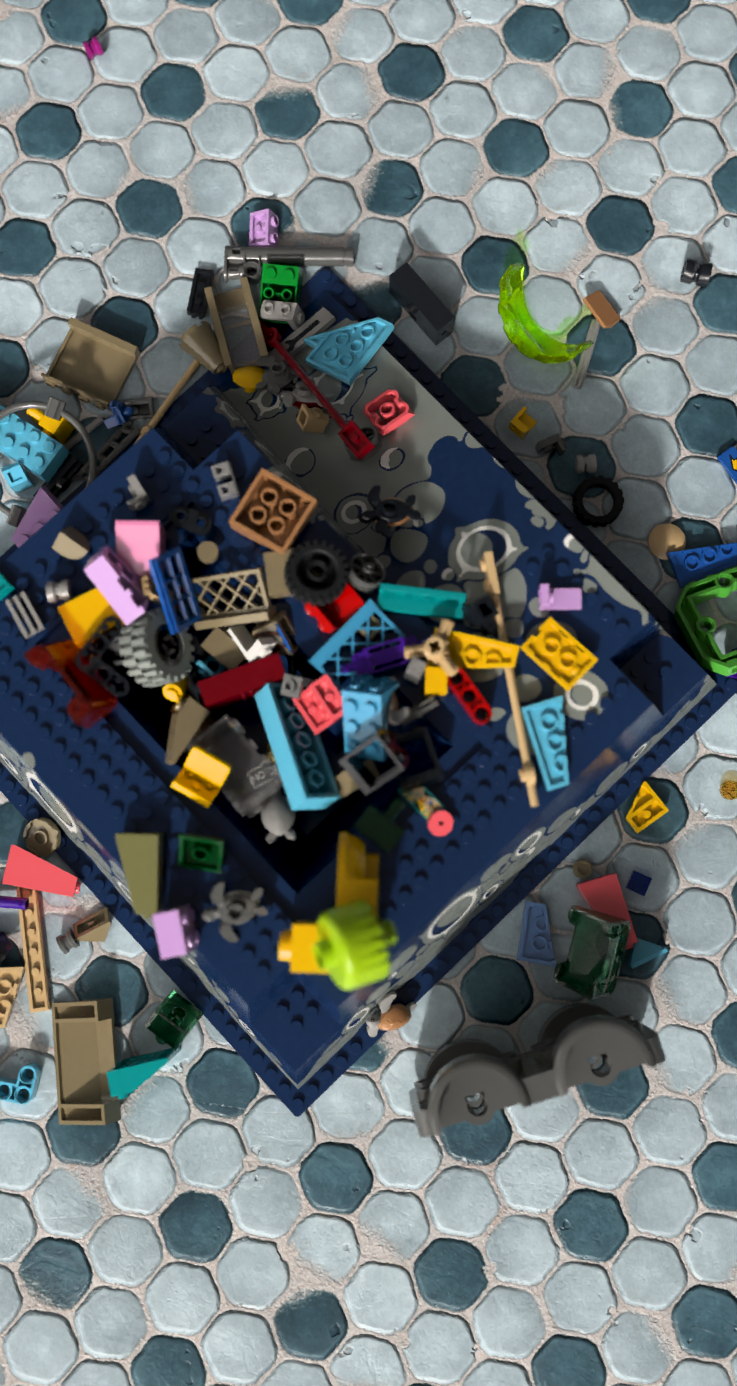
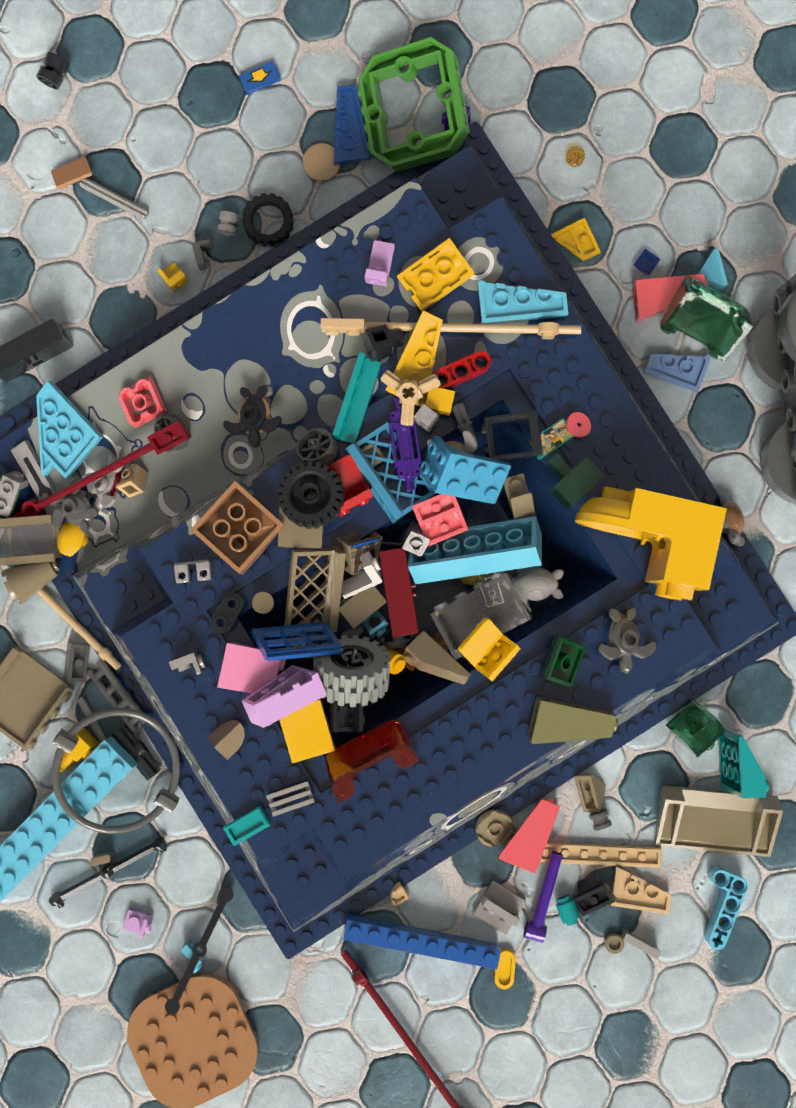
camera: 80 degrees left, 5 degrees up
(17, 477) = (126, 793): medium azure slope -> none
(38, 514) = (178, 776): lavender wedge -> none
(58, 591) = (274, 759): light grey wheel -> none
(95, 661) = (355, 733): black beam -> none
(120, 412) = (82, 678): blue piece -> none
(150, 591) = (288, 664): tan tile -> none
(176, 931) = (636, 699): lavender brick -> none
(351, 945) = (701, 520): lime piece -> none
(358, 770) = (520, 489): black window -> none
(522, 329) = (78, 255): clear neon green windscreen -> none
(582, 868) = (623, 312): dark tan tile -> none

